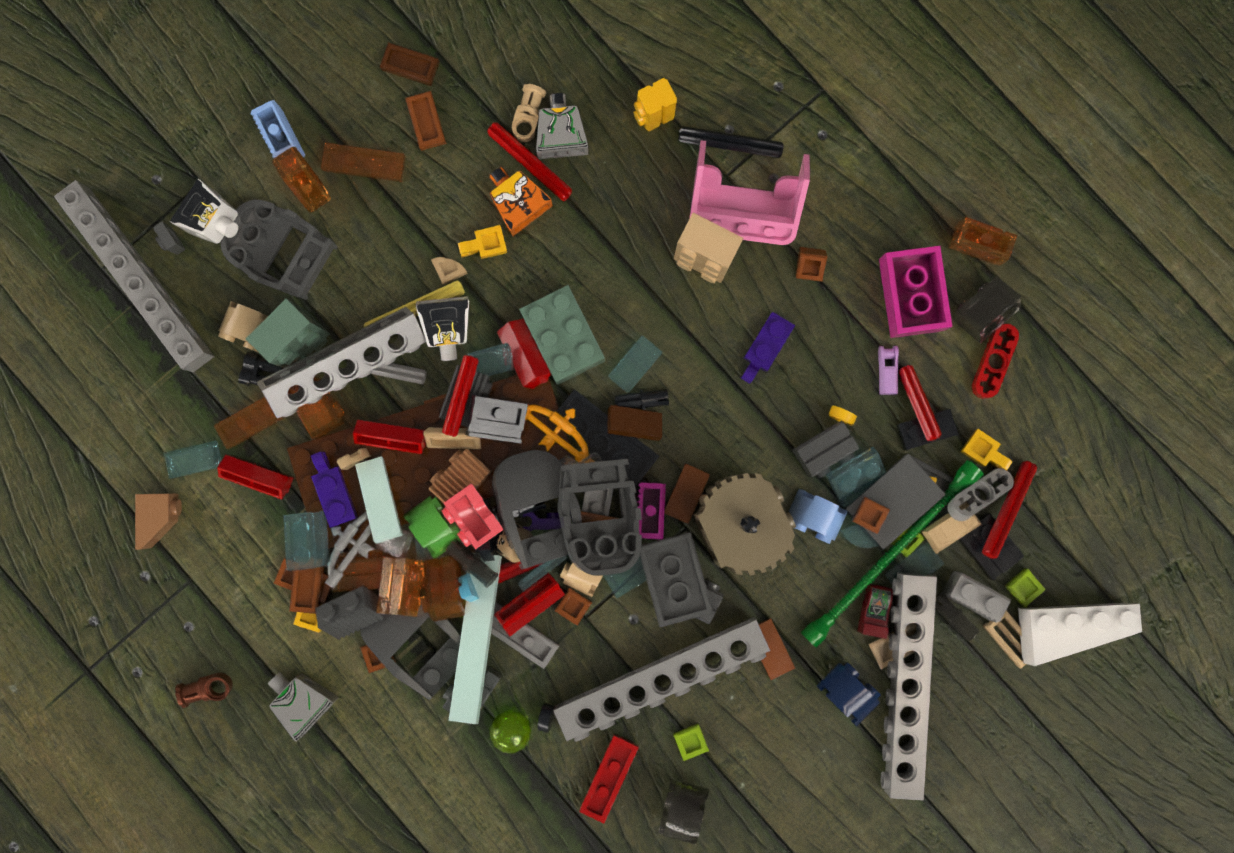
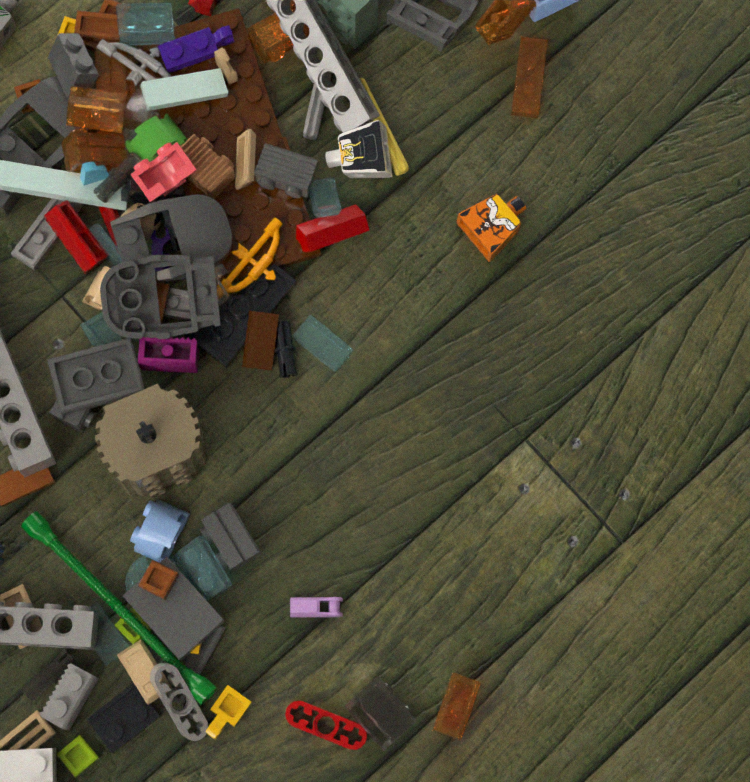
camera: 85 degrees right, 10 degrees down
(389, 436) = (247, 98): red piece -> none
(409, 64) = (632, 120): reddish brown tile -> none
(425, 120) = (573, 136): dark orange tile -> none
(448, 269) = (420, 159): tan tile -> none
(460, 395) = (285, 161): red axle -> none
(487, 242) = (447, 195): yellow plate -> none
(496, 419) = (262, 197): plate -> none
(528, 111) = (585, 234): tan connector -> none
(529, 161) = (533, 237): red axle -> none
(560, 130) = (566, 266): light grey torso -> none
(562, 335) = (351, 268): sand green brick -> none
(573, 606) = (73, 283): dark orange tile -> none
(655, 105) = (593, 357): yellow brick -> none
(686, 493) = (198, 397): dark orange tile -> none
(706, 248) = (439, 405): tan brick -> none
(731, 142) = (561, 442): black axle -> none
(750, 212) = (487, 450): bright pink windscreen -> none
(766, 345) = (342, 478): dark purple plate -> none
(811, 264) = (432, 526): dark orange slope -> none
(842, 415) = (266, 556): yellow tile -> none
(875, 611) = (56, 590): leg -> none
(913, 435) = (252, 650): black plate -> none
(915, 292) = (399, 631): dark pink brick -> none
(920, 403) = (279, 637): red axle -> none
(1009, 510) = (162, 734): red axle -> none

